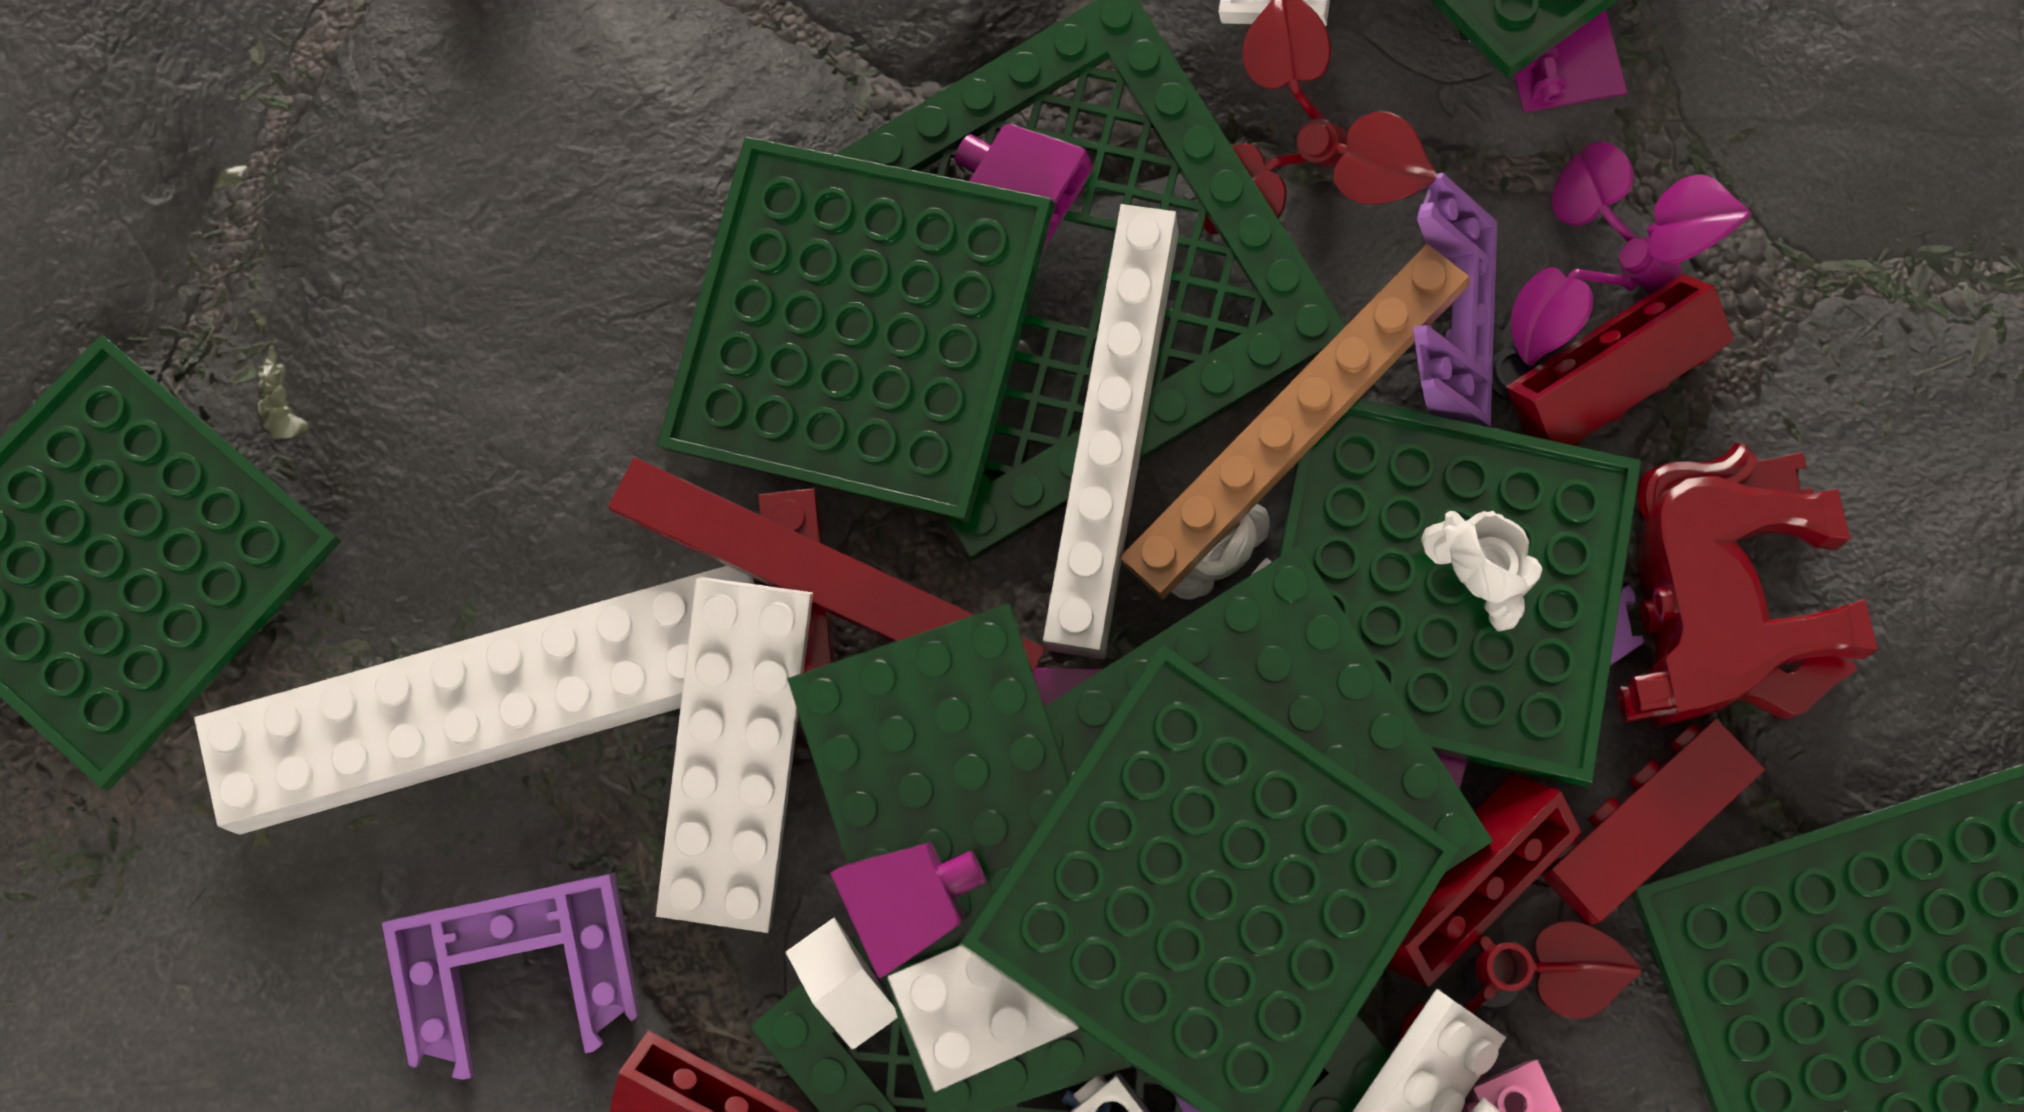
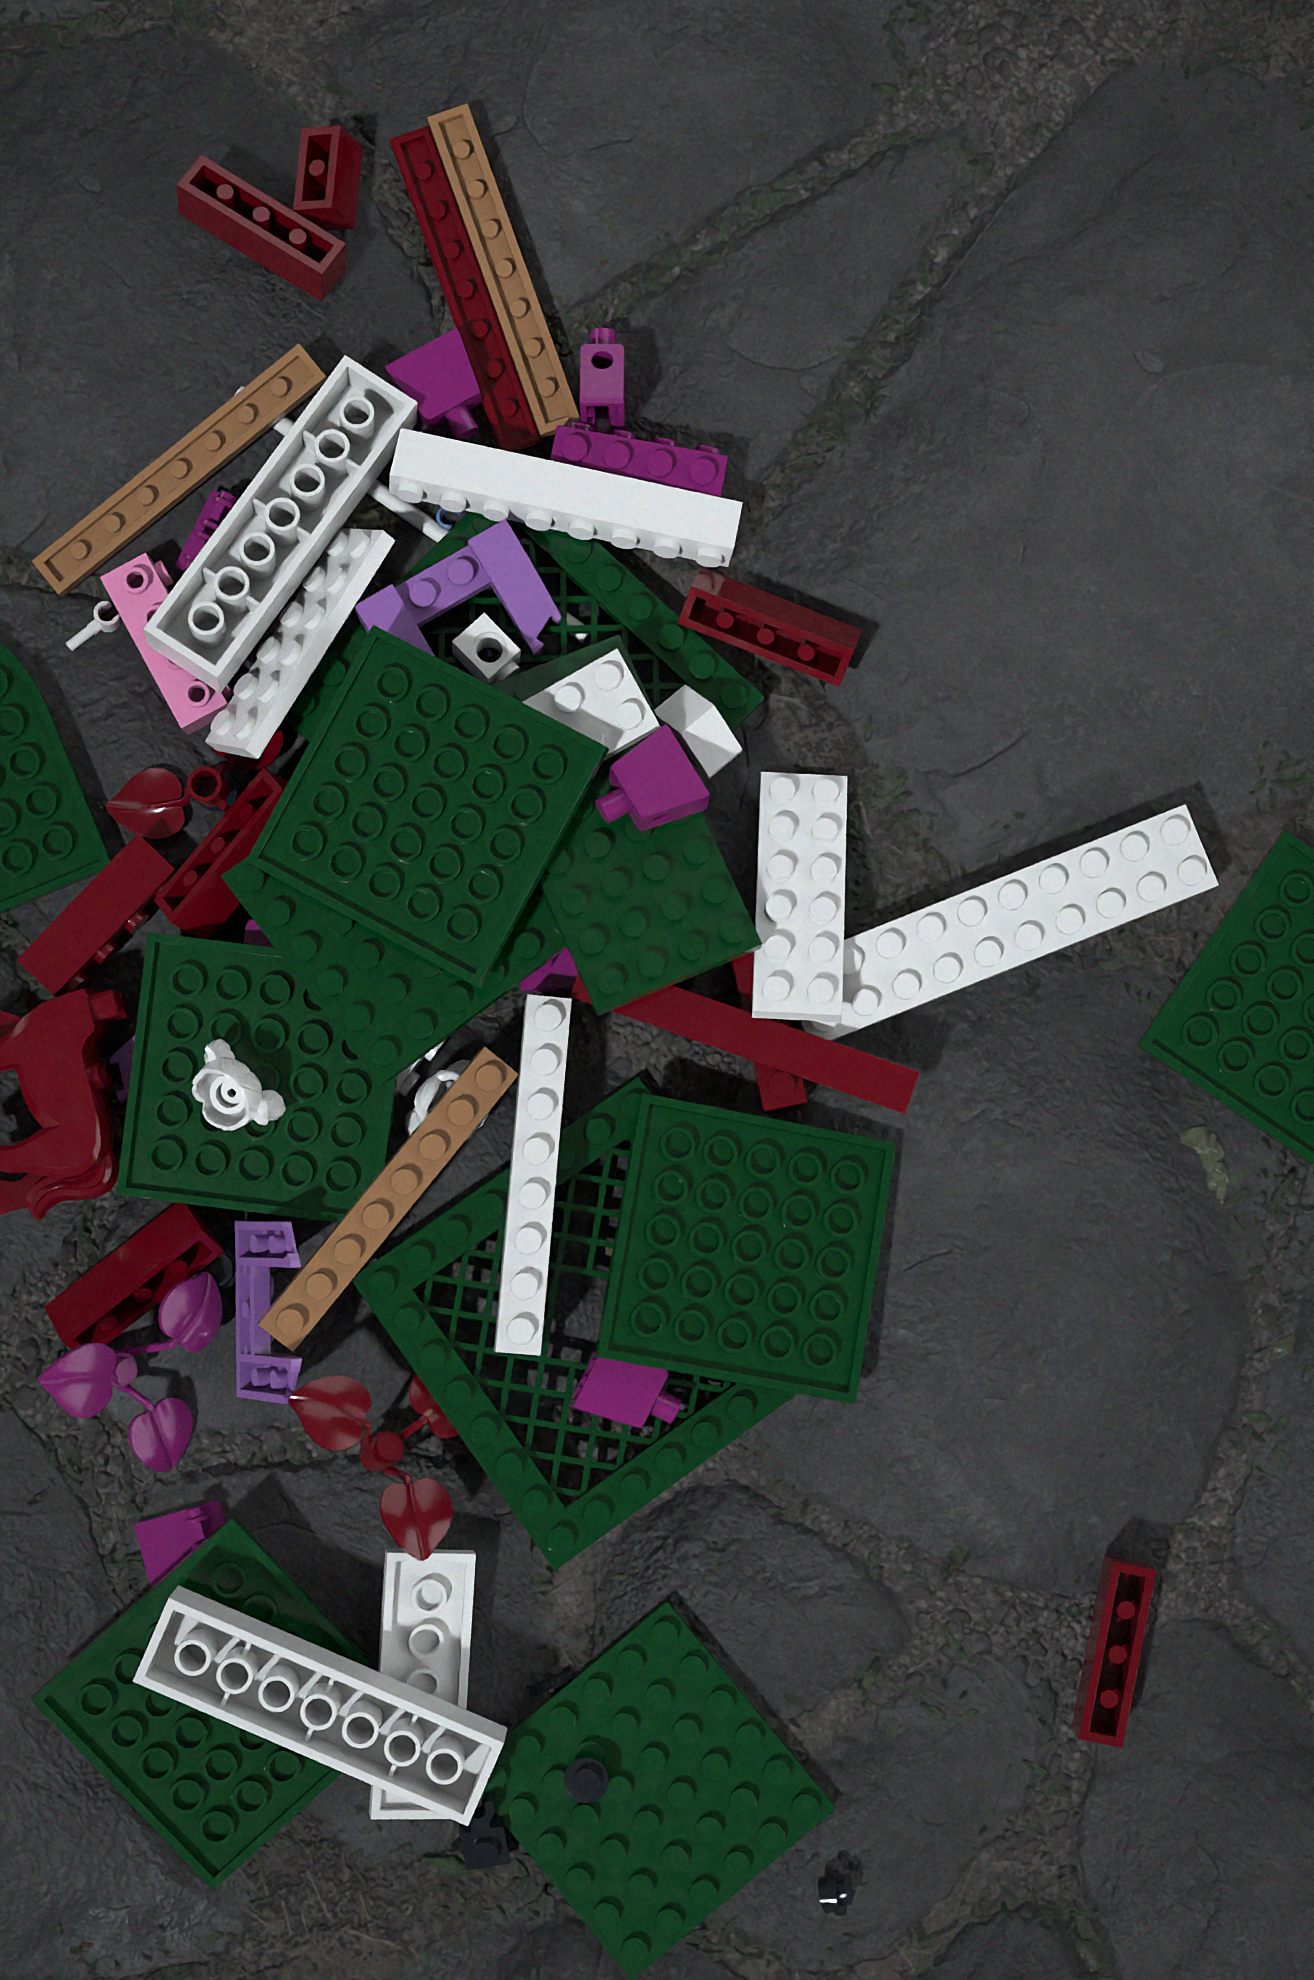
camera: 175 degrees right, 10 degrees up
(432, 945) = (1009, 739): medium lavender wedge -> none

